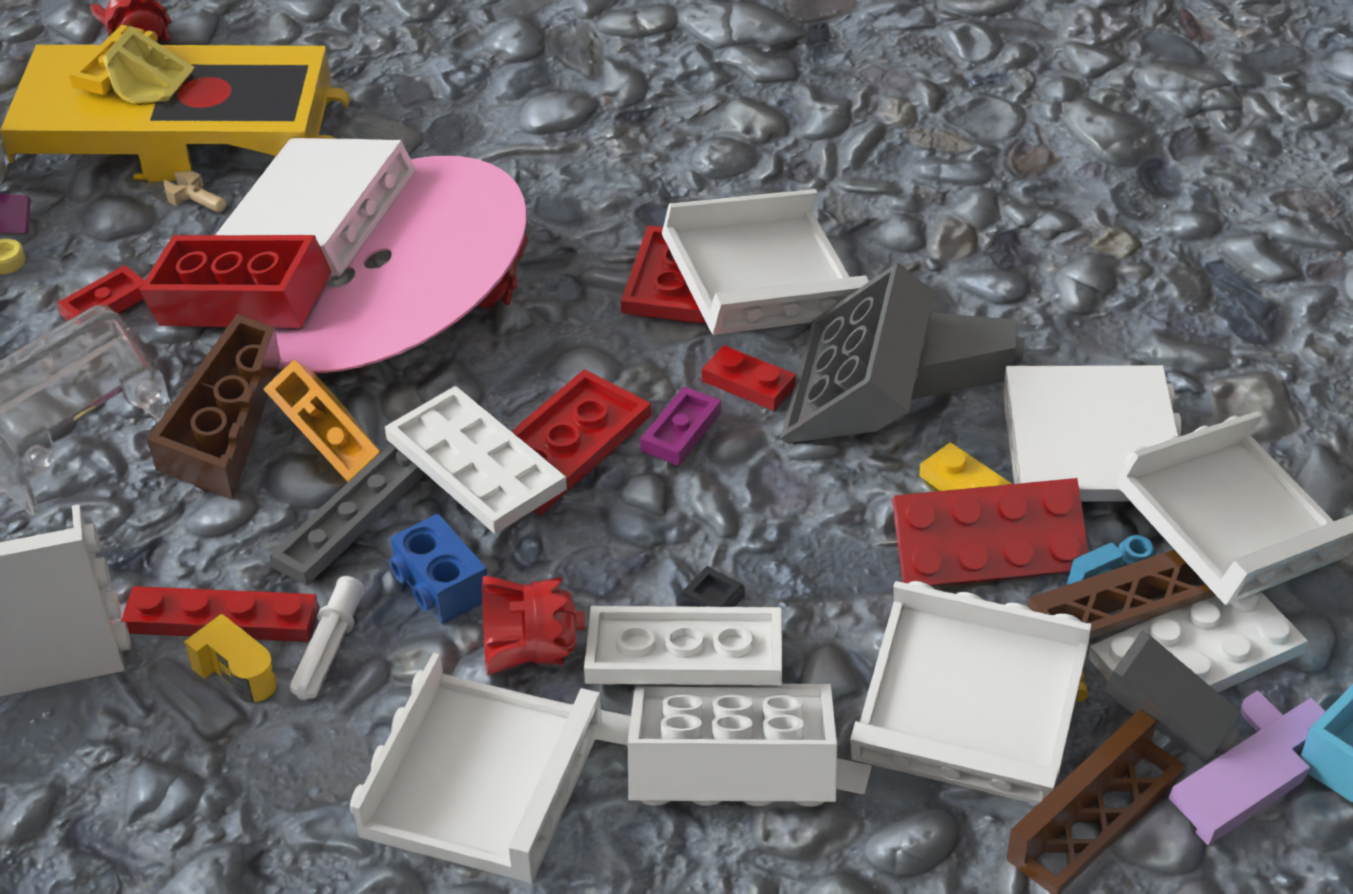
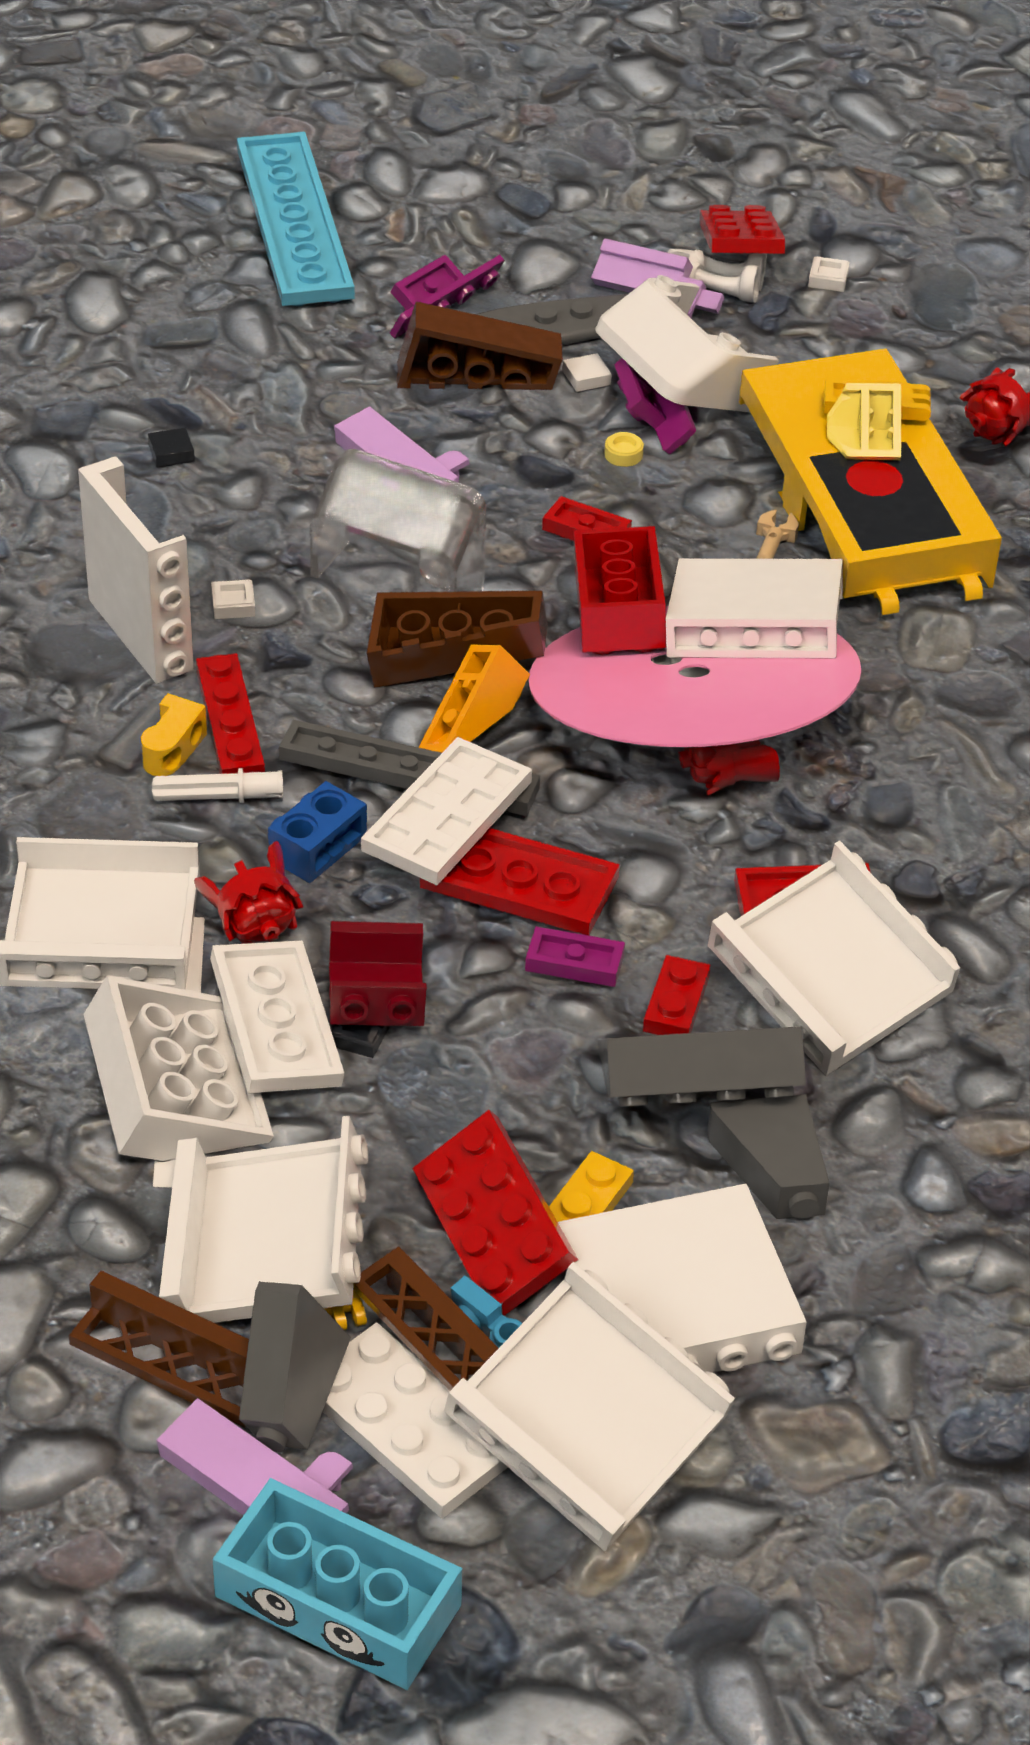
camera: 70 degrees right, 0 degrees up
(664, 565) = (376, 974): none -> dark red panel

